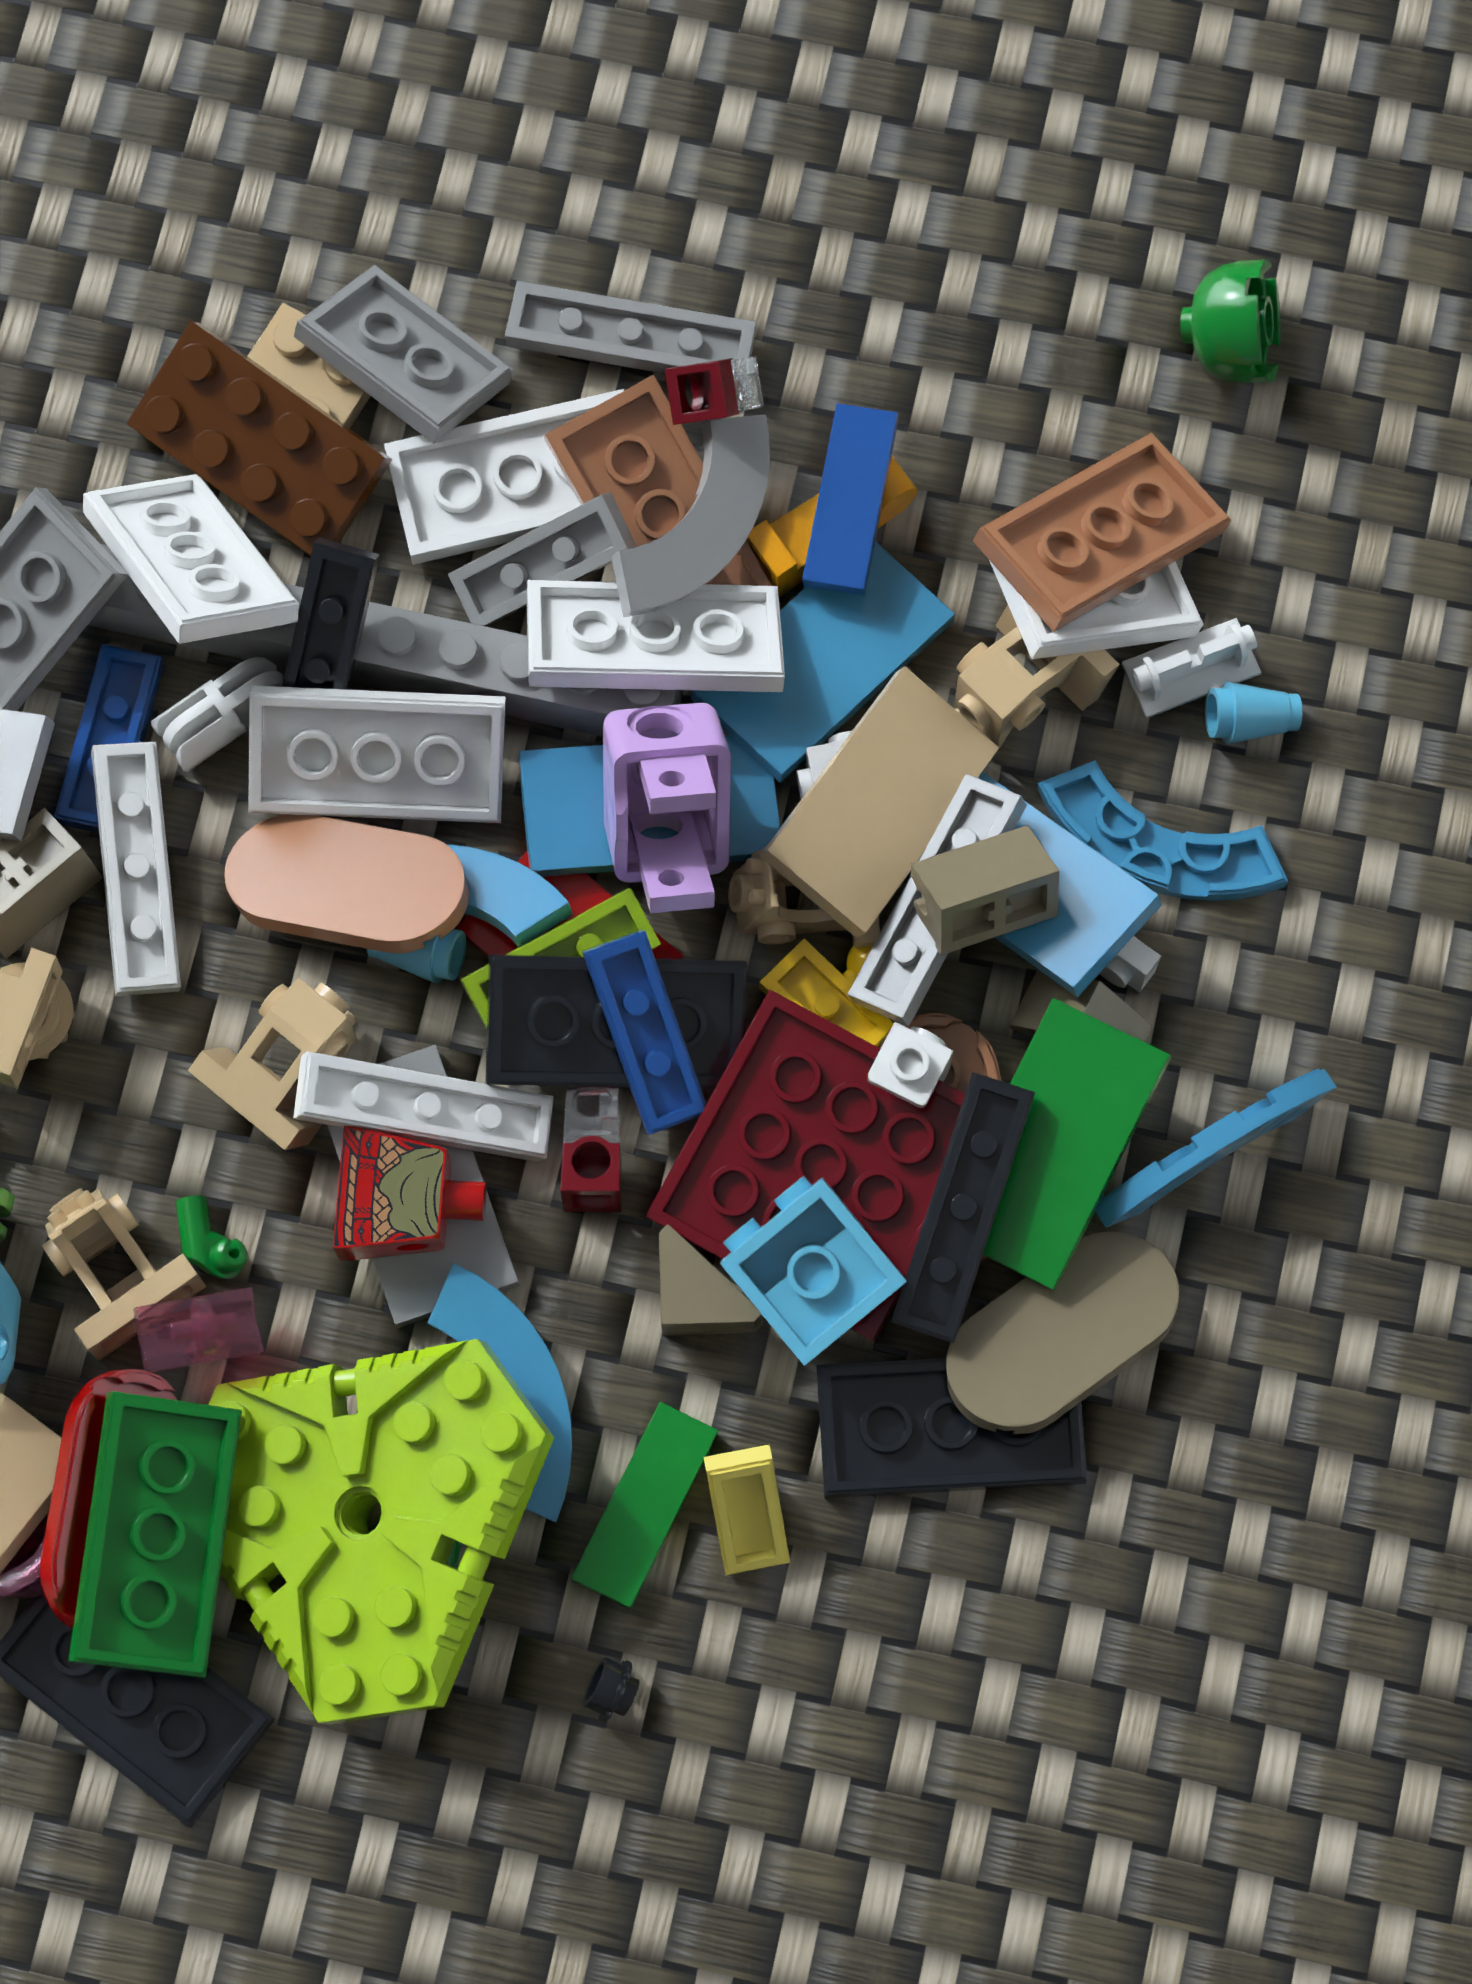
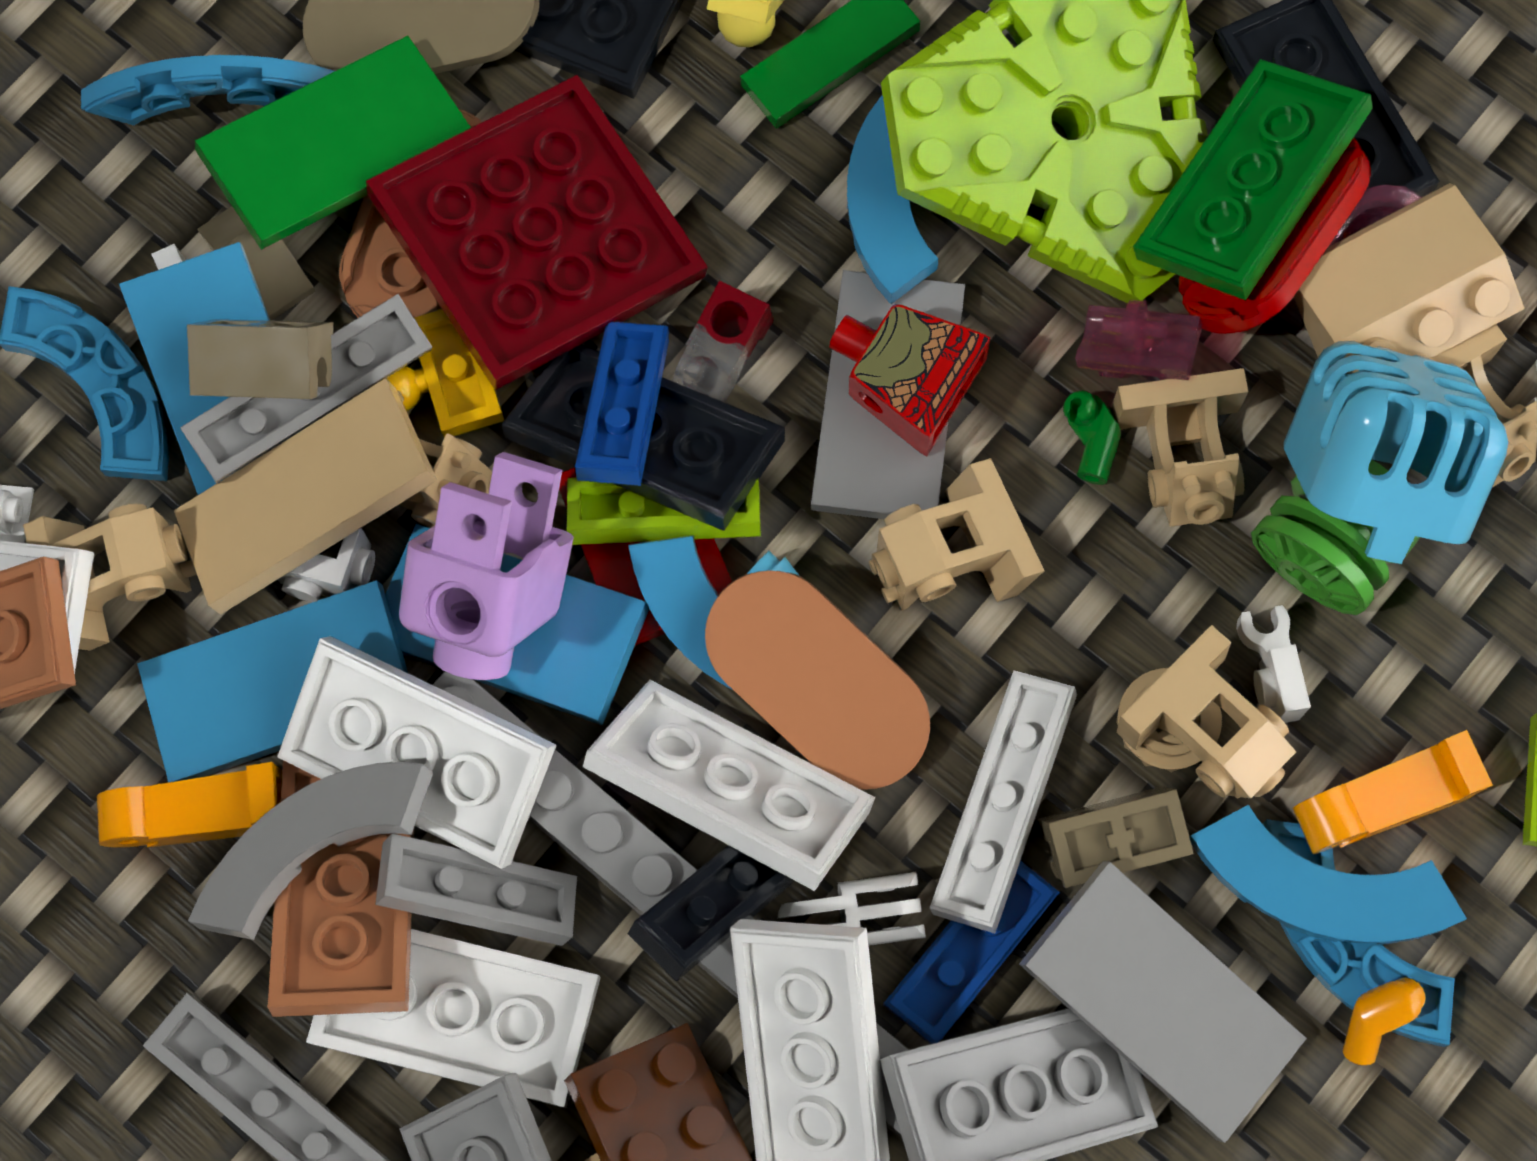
camera: 150 degrees left, 0 degrees up
(423, 1106) = (857, 437): white tile -> none
(697, 1296) = (701, 182): dark tan slope -> none
(718, 389) = (219, 967): dark red leg -> none
(810, 1268) = (594, 132): medium azure plate -> none
(850, 499) = (160, 802): blue tile -> none
(911, 1064) = (411, 254): white bracket -> none
(963, 1207) = (439, 121): black tile -> none

